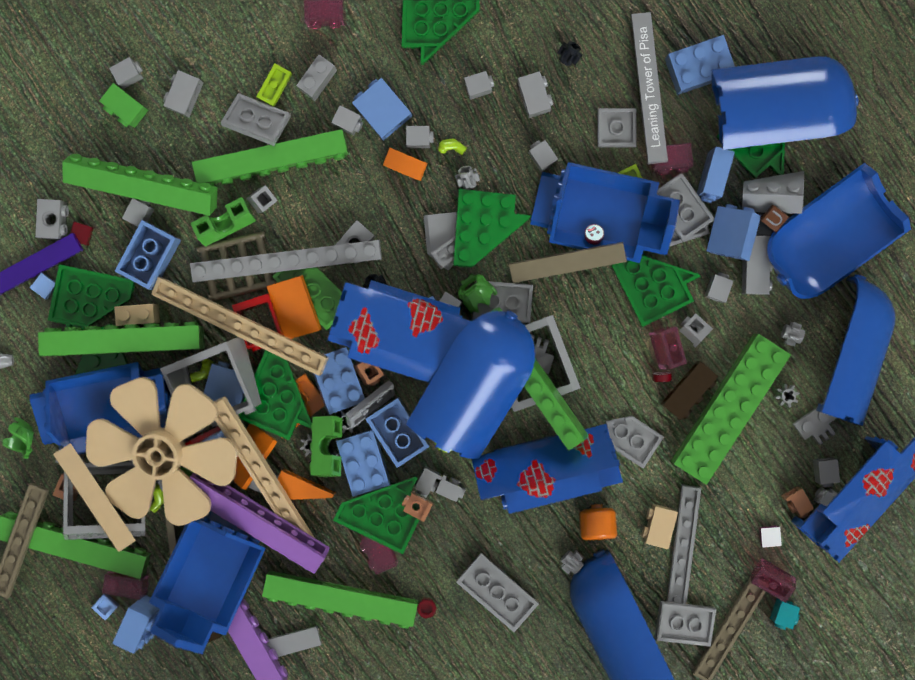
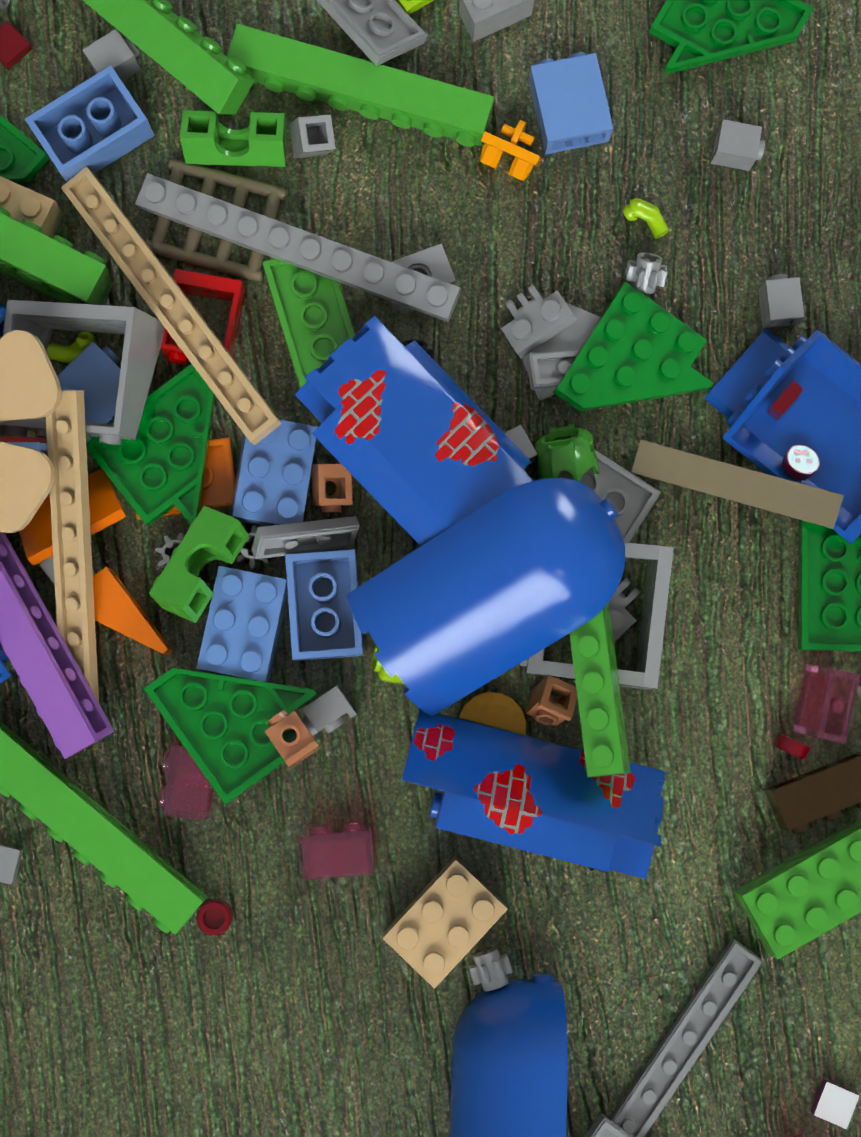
camera: 25 degrees right, 5 degrees down
(294, 307) = (270, 324): orange tile -> none
(347, 120) = (510, 92): light grey brick -> none
(356, 152) = (495, 147): none -> light orange hips
(405, 164) = (561, 203): orange slope -> none
(419, 136) = (604, 173): light grey brick -> none
(424, 231) = (536, 320): none -> light grey hinge
(450, 488) = (359, 742): light grey brick -> none
(469, 545) = (338, 852): none -> clear pink brick
(497, 592) = (343, 954): light grey plate -> none
(508, 437) = (495, 711): none -> pearl gold tile
(534, 94) = (816, 204): light grey brick -> none
(535, 421) = (551, 709): none -> nougat brick
(538, 551) = (444, 922): none -> tan brick
(570, 207) = (785, 400): none -> dark red tile
(598, 523) = (566, 928): orange head -> none
(633, 439) = (695, 823): light grey tile -> none
(659, 526) = (663, 987): tan brick -> none

